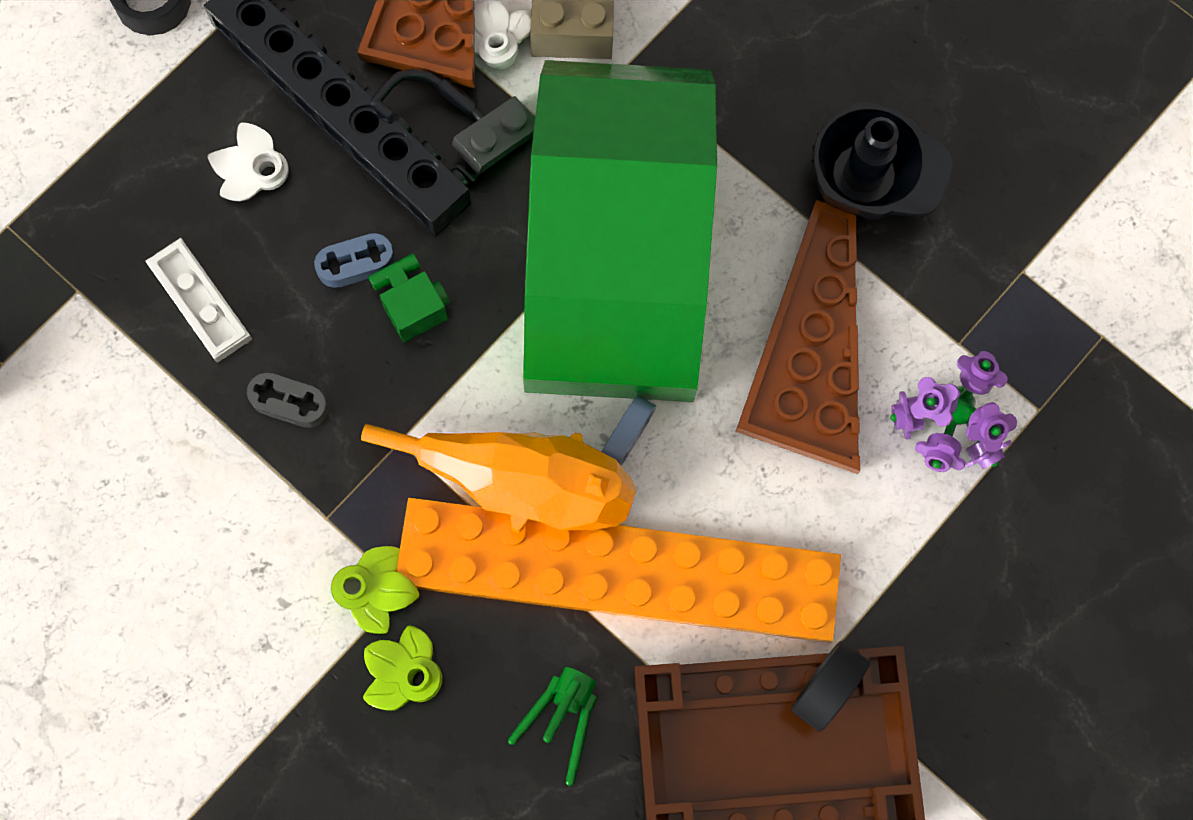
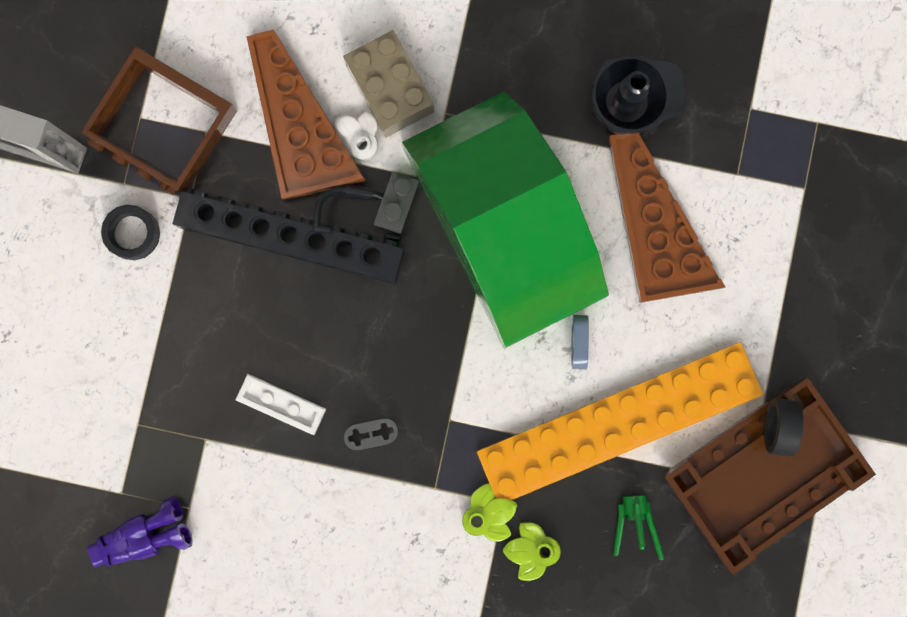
camera: 25 degrees left, 10 degrees up
(244, 164) = (255, 306): white plate -> none
(352, 251) = (353, 323): sand blue beam -> none
(411, 303) = (409, 336): green brick -> none
(525, 475) = (539, 403): light orange piece -> none
(955, 406) = (755, 223): medium lavender plant -> none

